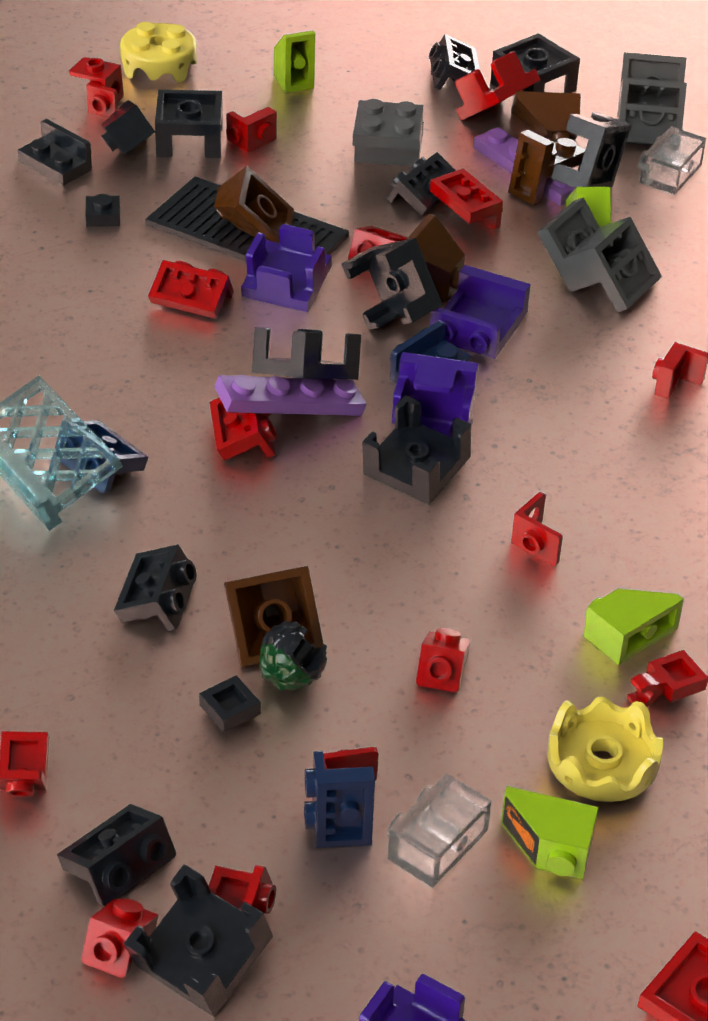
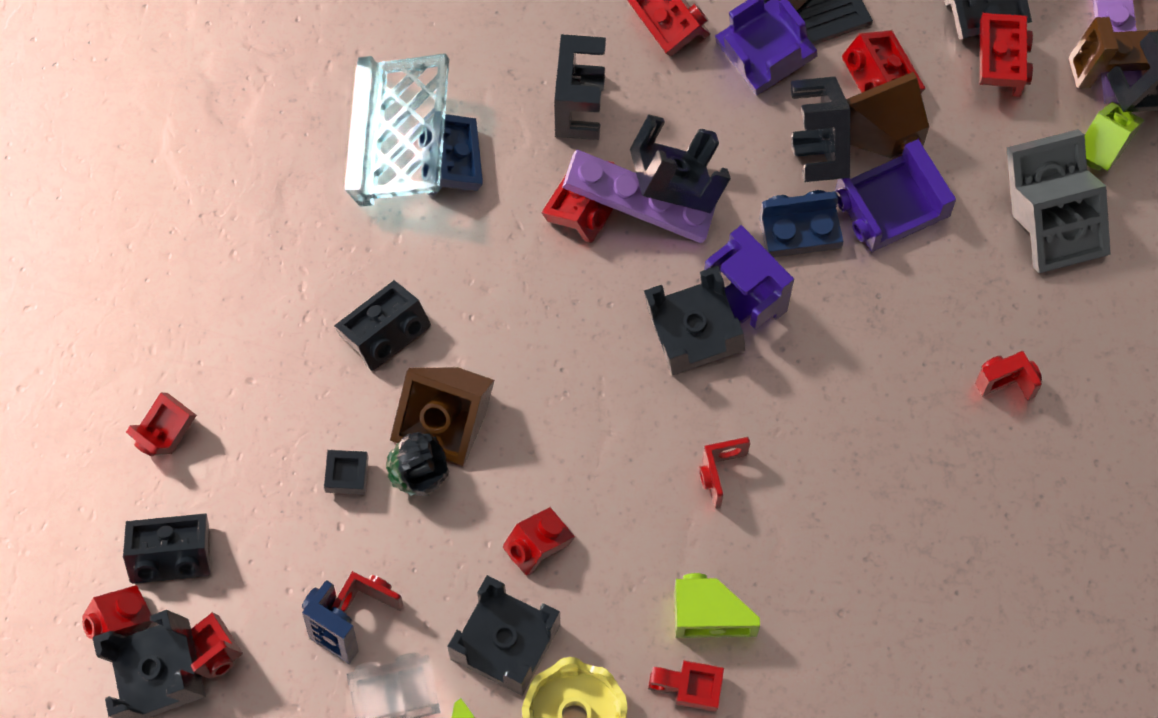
camera: 40 degrees right, 25 degrees up
(162, 353) = (578, 87): none -> black panel
(490, 739) = (504, 637): none -> black panel

